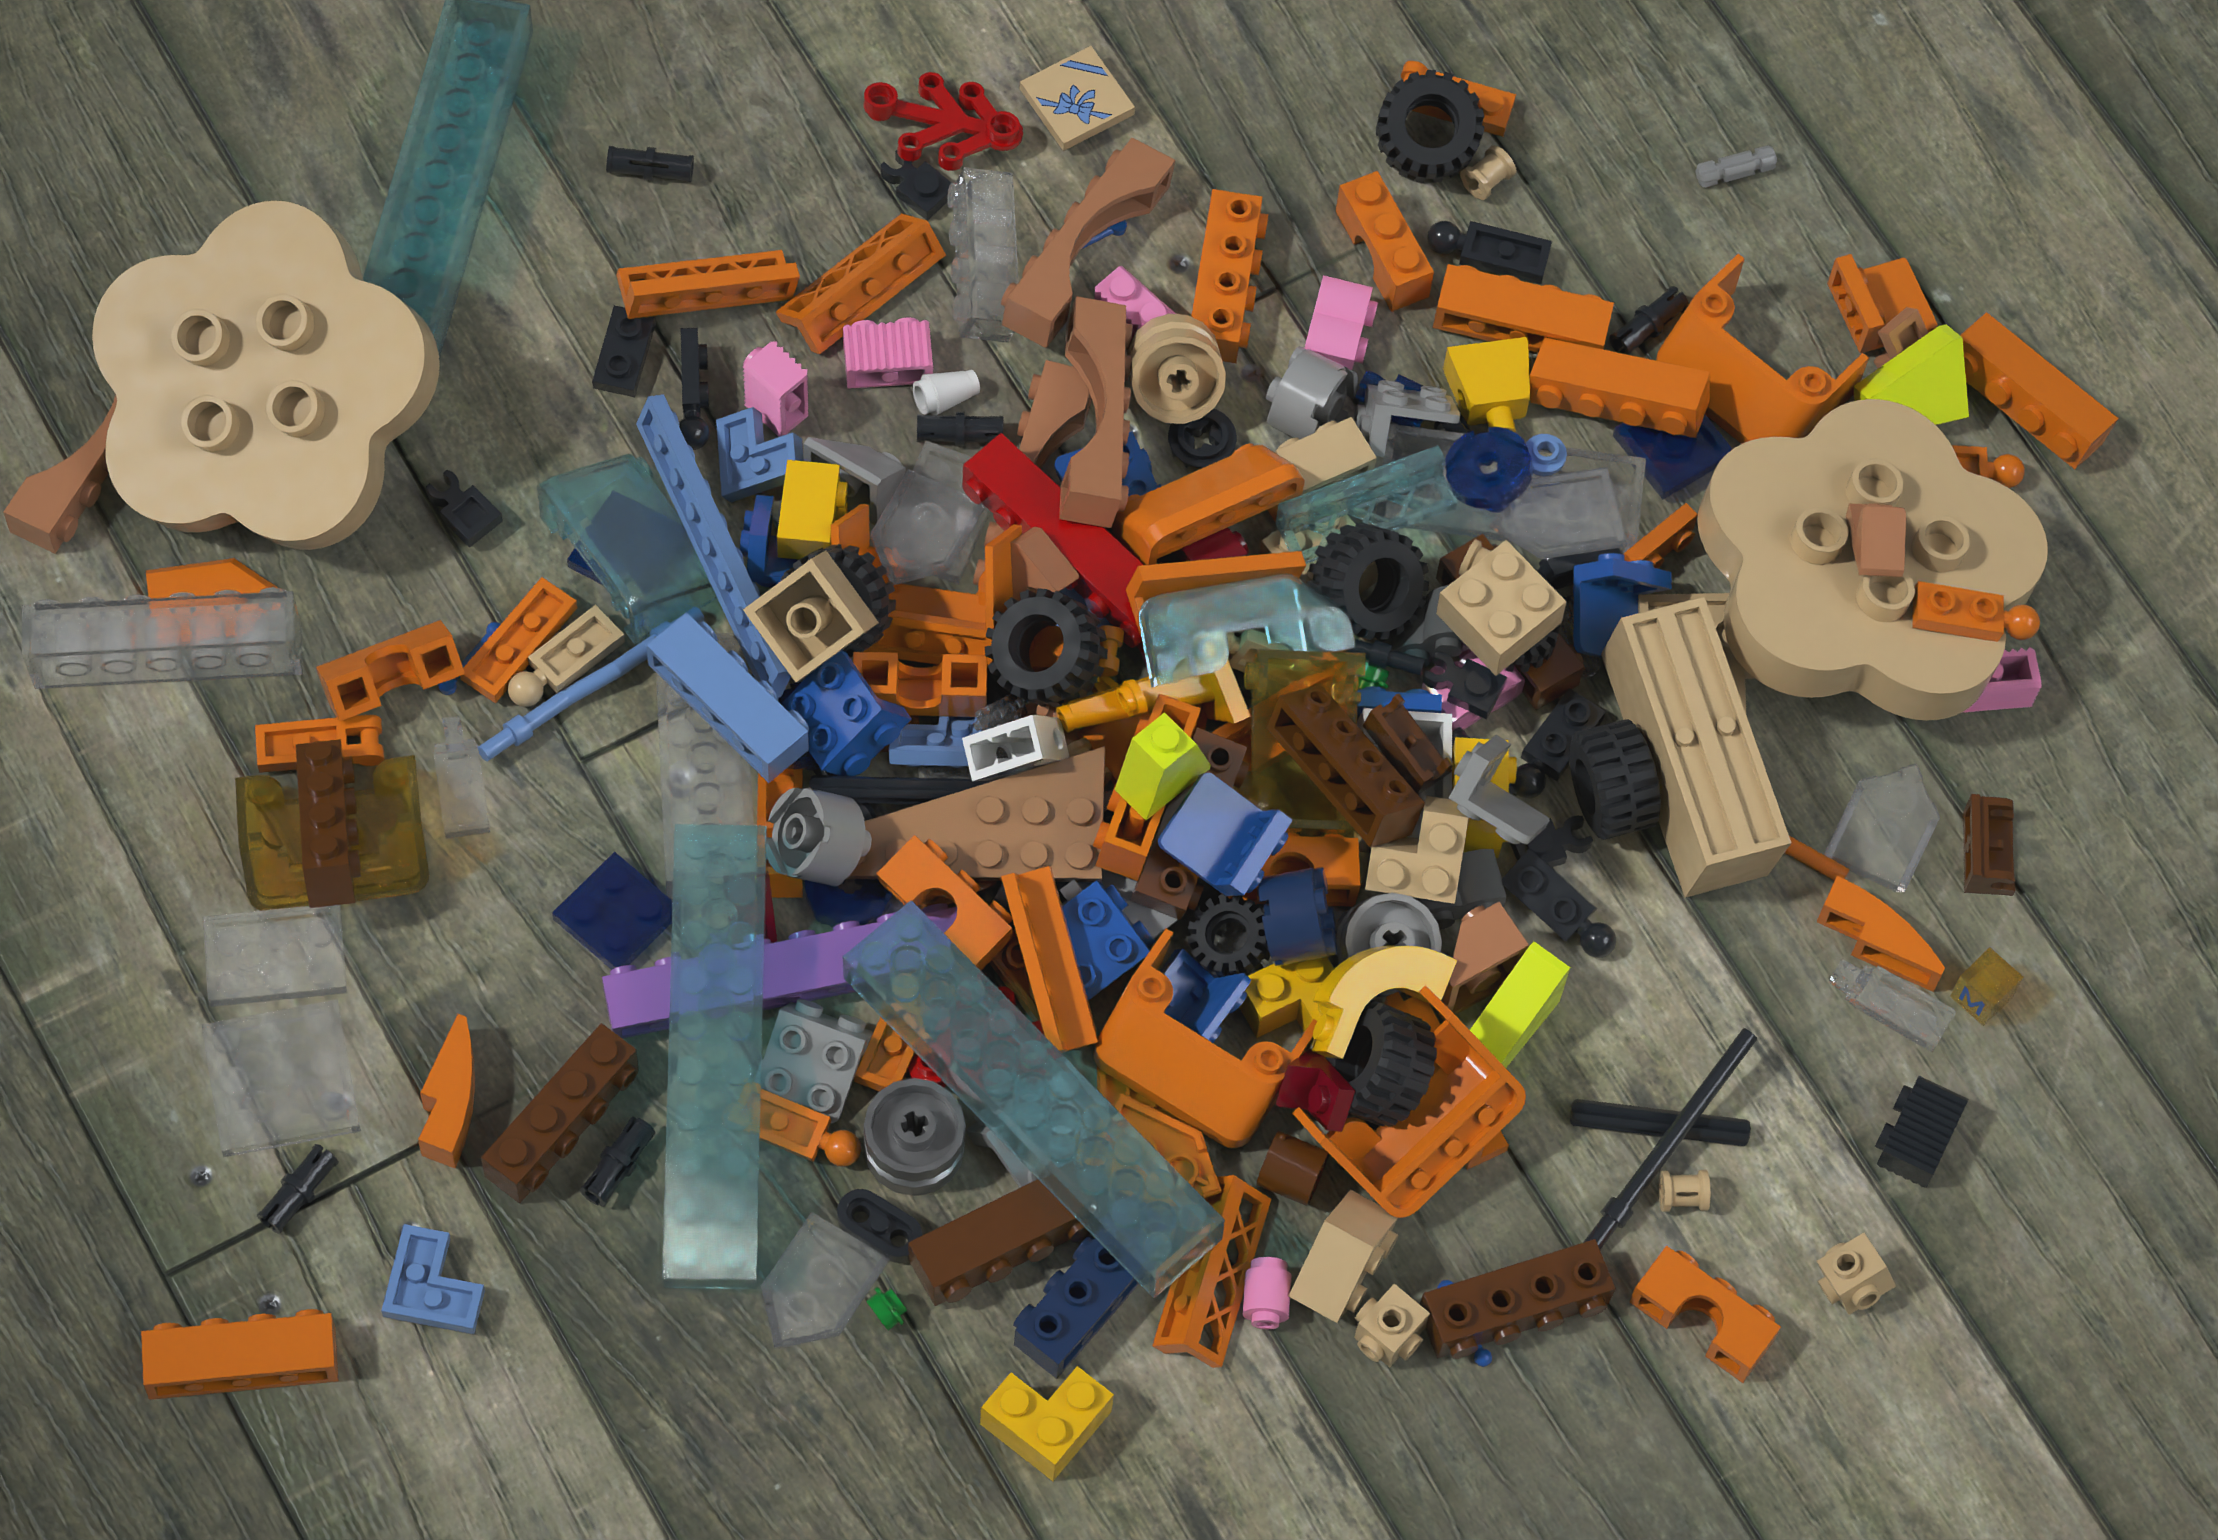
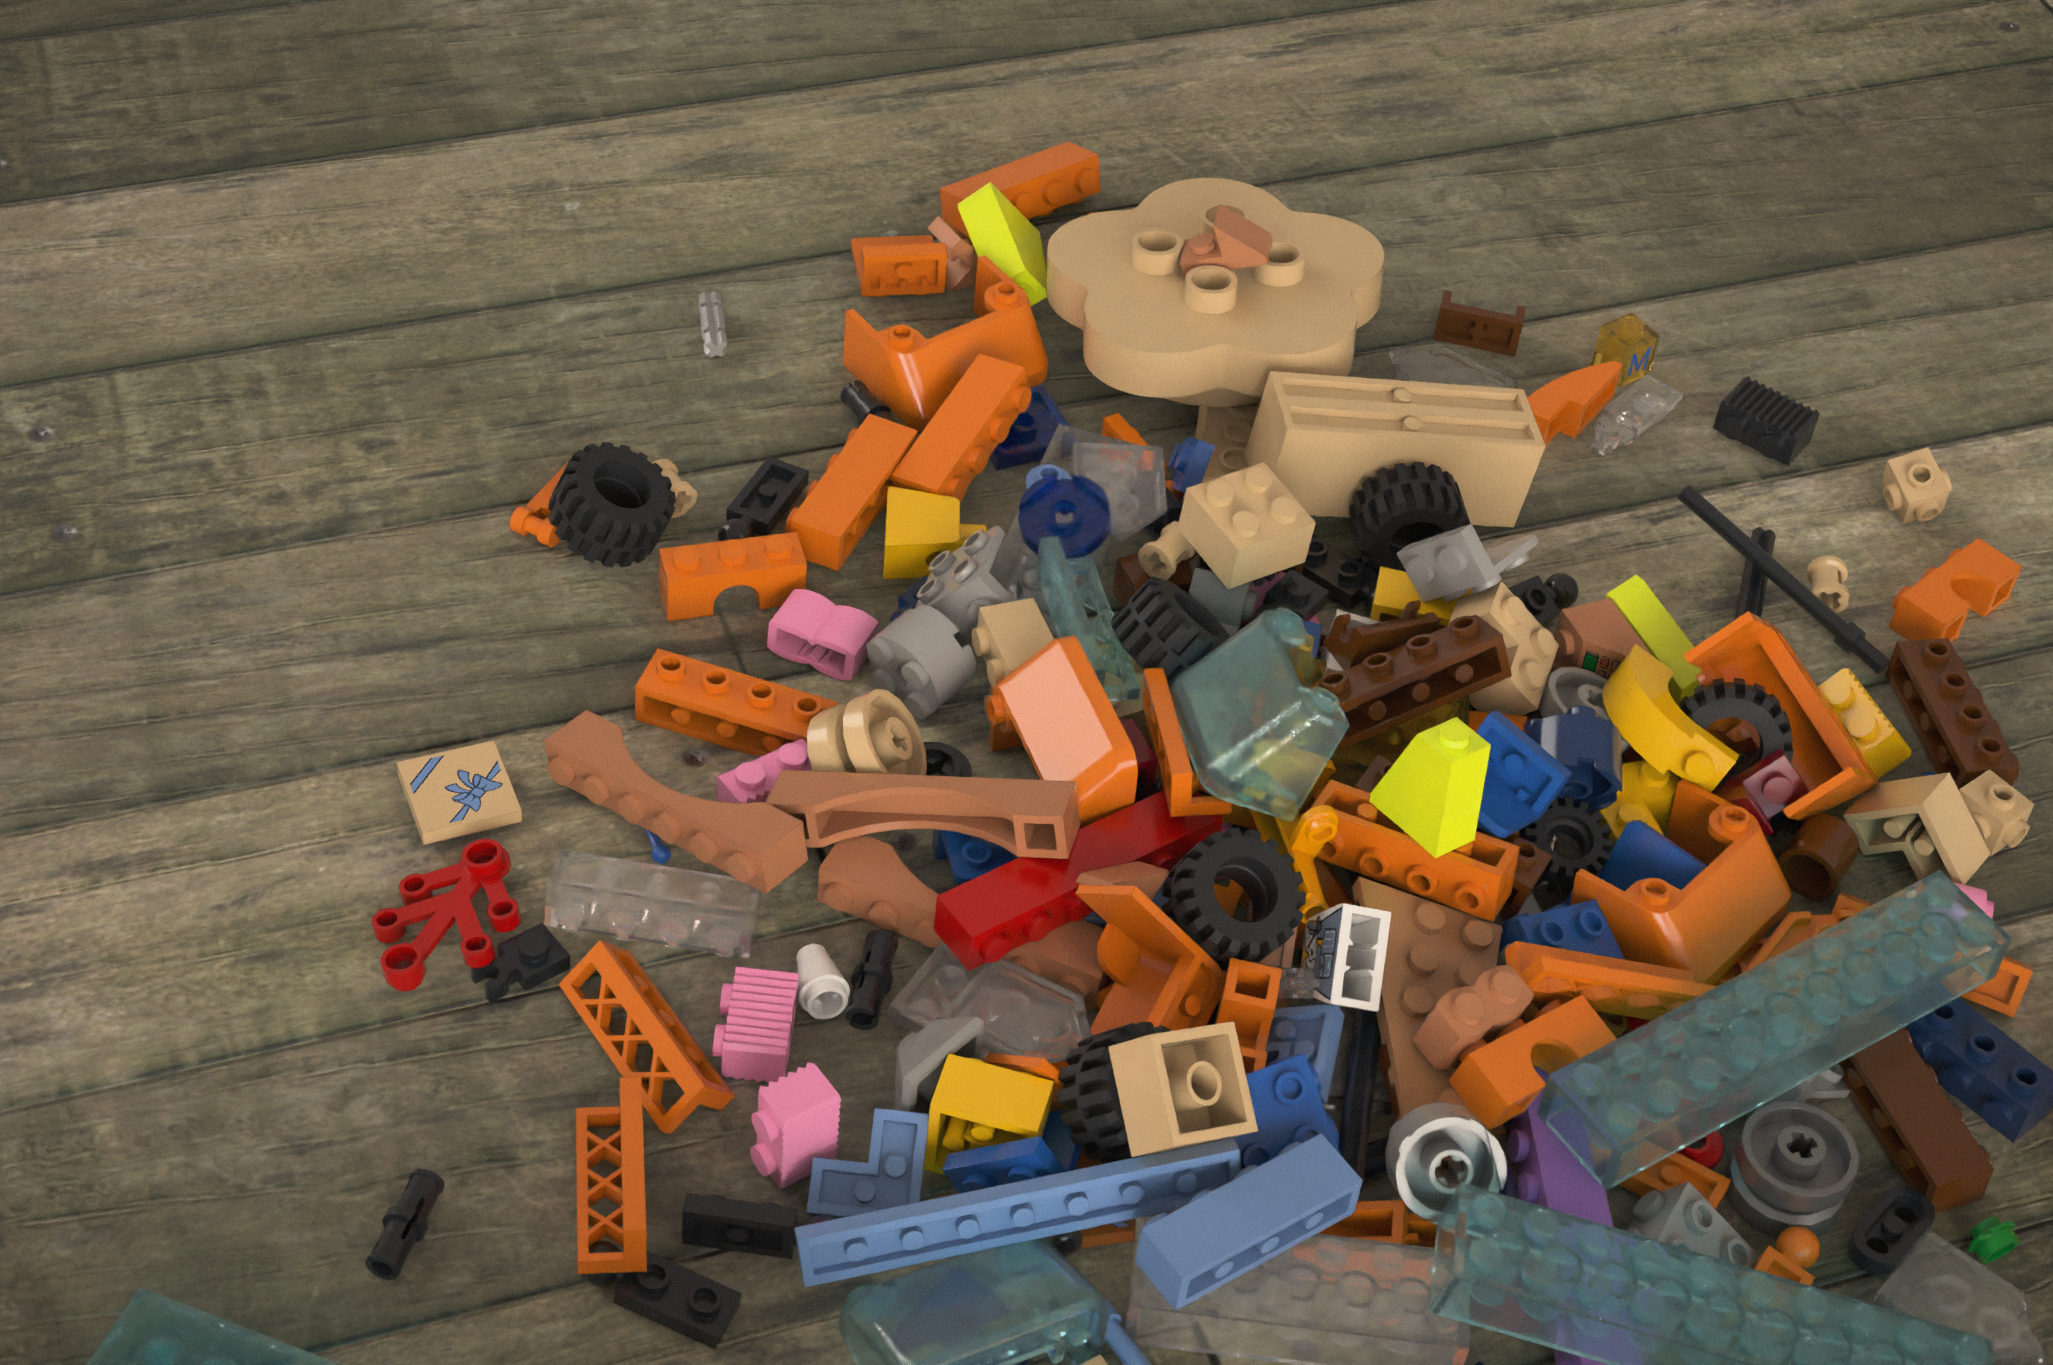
camera: 80 degrees left, 20 degrees down
(975, 848) = (1471, 1015): none -> nougat brick
(1480, 1209) = (1865, 722): none -> yellow brick
(1970, 613) = (1305, 218): orange plate -> none

